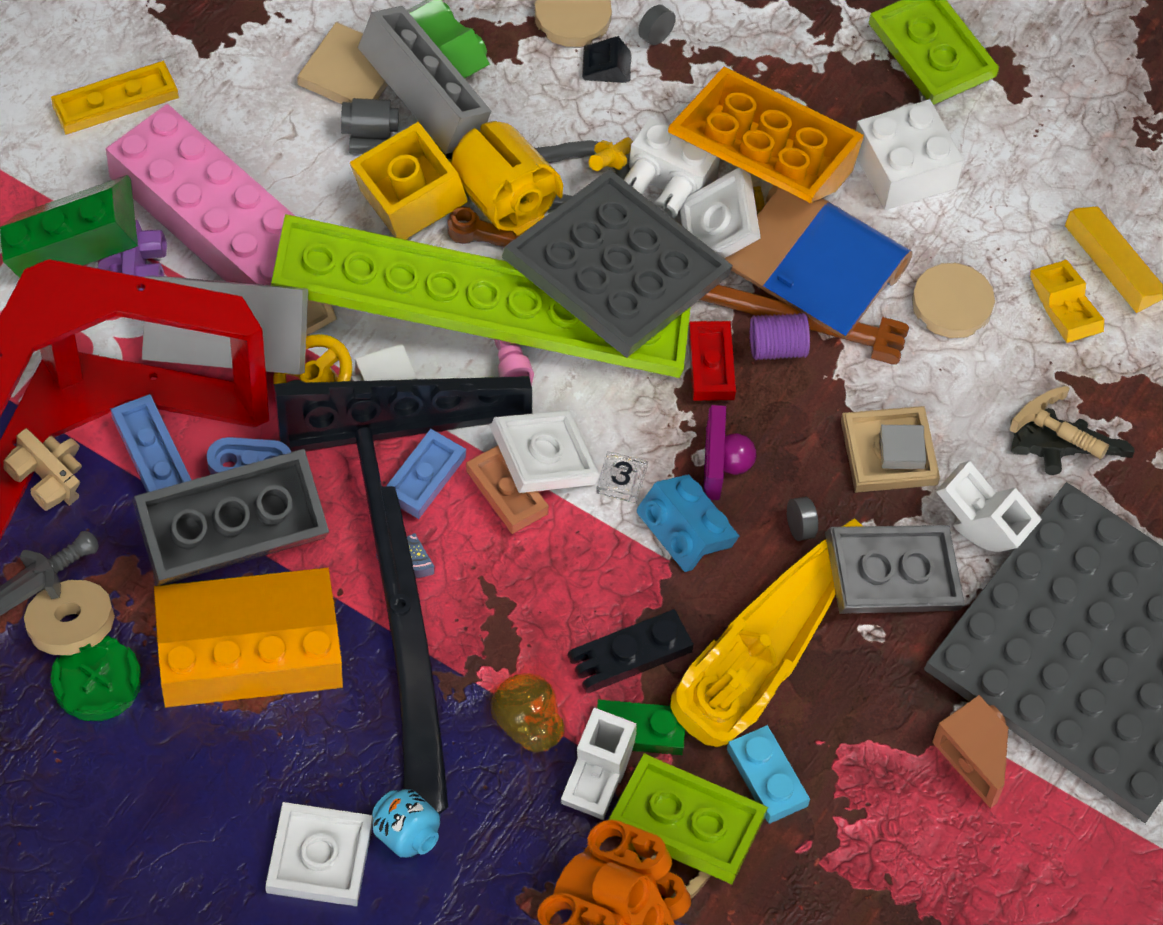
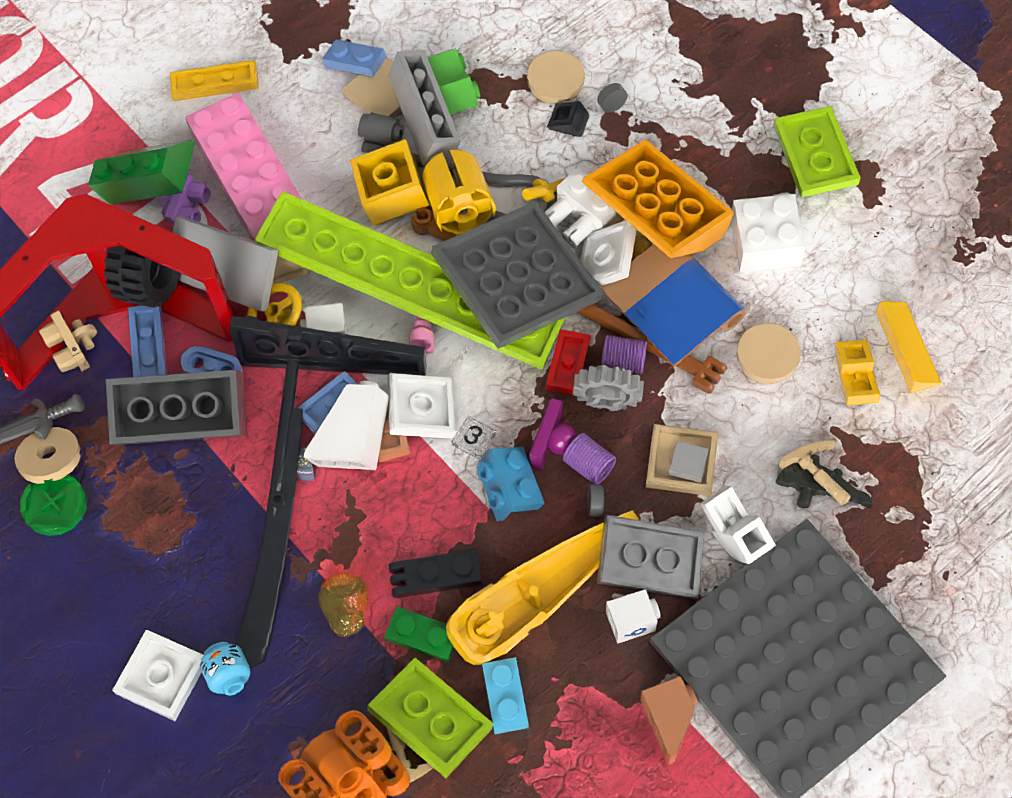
camera: 25 degrees right, 5 degrees up
(125, 358) = (137, 278): none -> black tyre
(247, 637) = (164, 497): light orange slope -> none
(300, 34) = (354, 58): none -> medium blue plate
(470, 498) = (351, 430): none -> white slope
(600, 763) = (380, 656): white brick -> none
(778, 377) = (608, 387): none -> light grey gear
(778, 470) = (589, 458): none -> medium lavender piece
(893, 643) = (632, 615): none -> white brick

